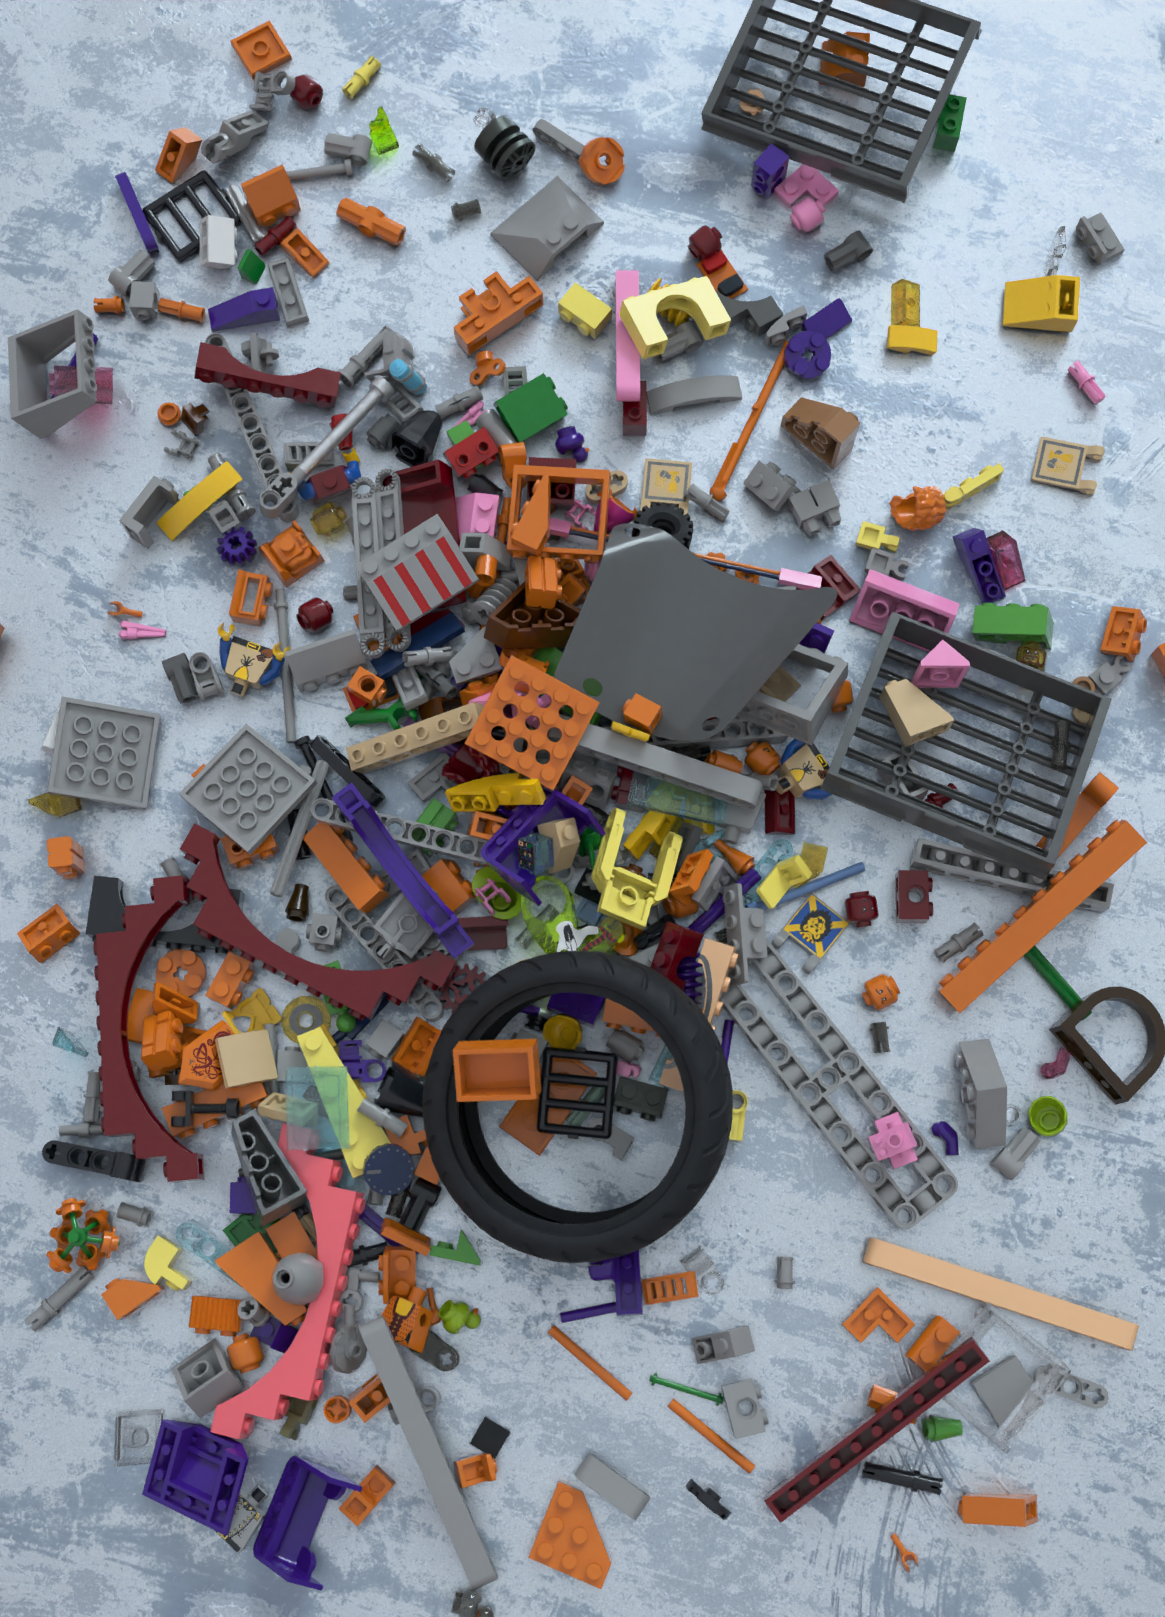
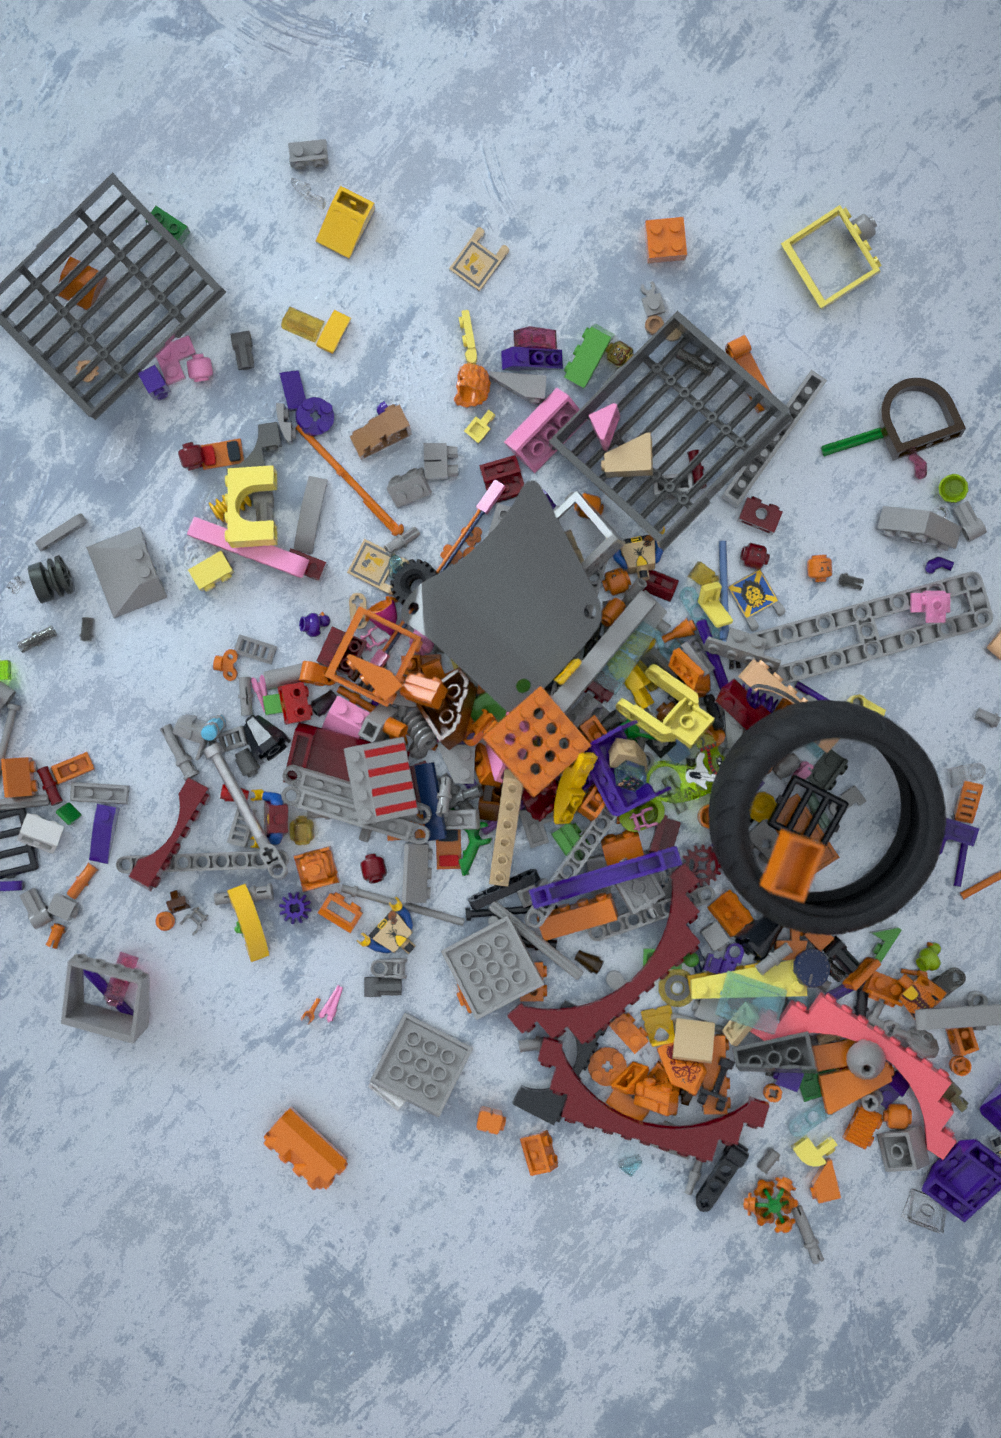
camera: 70 degrees left, 10 degrees up
(56, 804) = (445, 1116): clear yellow slope -> none
(92, 1101) = (673, 1161): light grey axle -> none
(146, 508) = (240, 966): light grey panel -> none
(211, 1187) = (770, 1098): none -> orange bush
(223, 516) = (270, 909): light grey leg -> none
(260, 352) = (148, 833): light grey hips -> none
(324, 923) = (614, 945): light grey brick -> none
(362, 678) = (444, 859): orange brick -> none
(371, 221) = (67, 706): orange piece -> none
(495, 310) = (182, 640): orange piece -> none
(531, 408) = (275, 643): green brick -> none
(590, 162) = (84, 514): orange plate -> none
(642, 713) = (557, 657): orange brick -> none
(678, 499) = (394, 562): none -> clear light blue arm
(883, 563) = (502, 430): light grey plate -> none
(946, 572) = (526, 386): none -> light grey slope
(958, 942) = (805, 496): light grey pin -> none
(1041, 915) = (814, 431): orange brick -> none
(1086, 382) = (421, 216): bright pink axle -> none
(1124, 632) = (625, 276): orange bracket -> none

